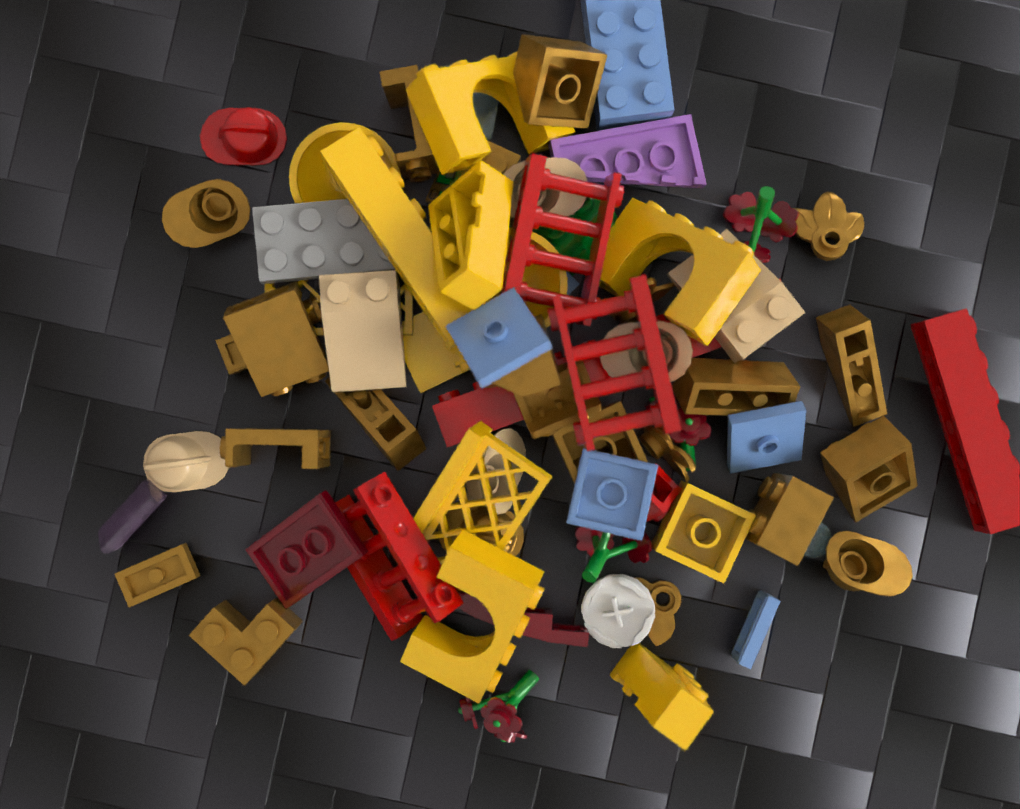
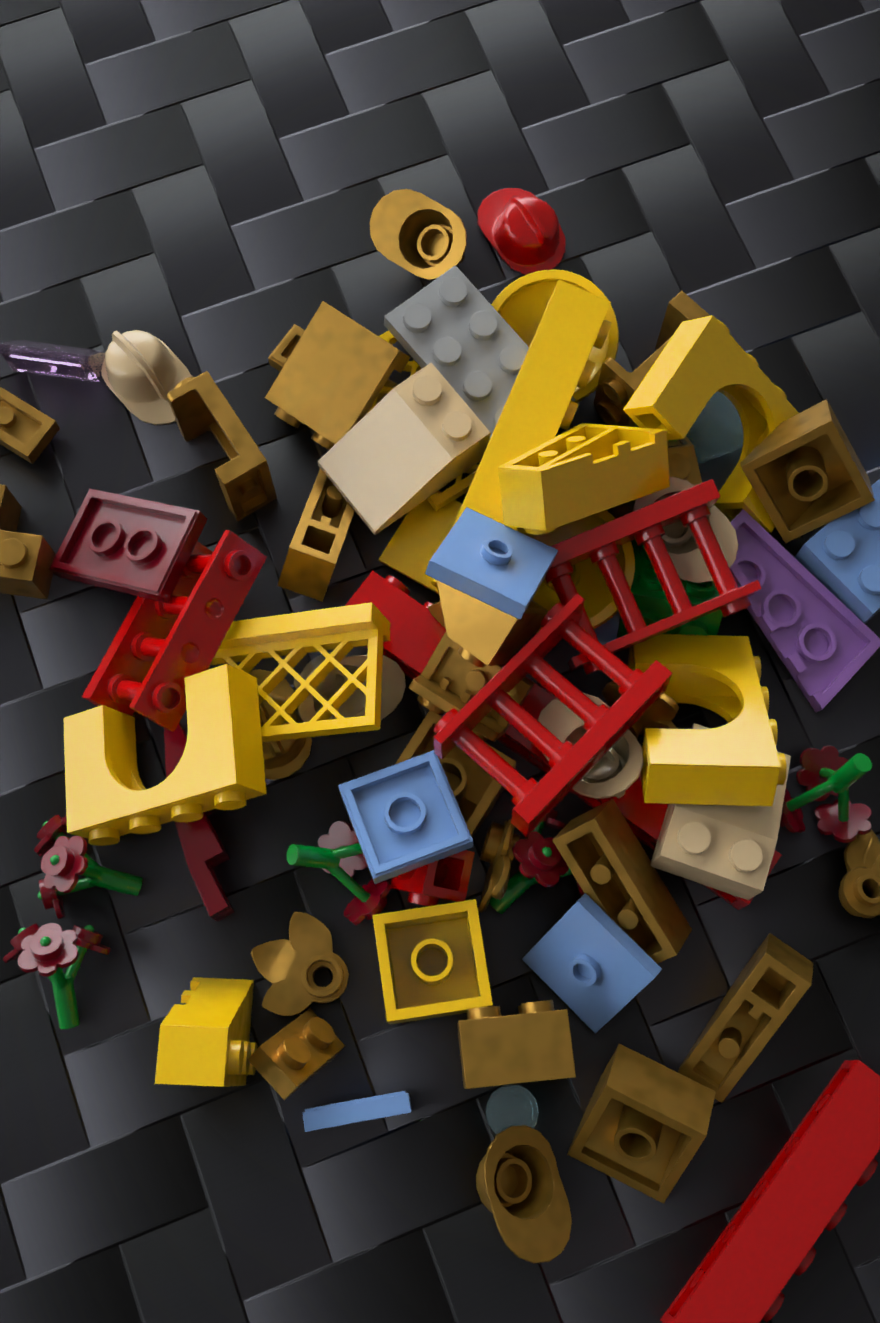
camera: 60 degrees right, 15 degrees down
(550, 754) = (49, 951): none -> dark red plant
(618, 611) = (275, 931): white tile -> none
(703, 646) = (296, 1053): none -> pearl gold plate

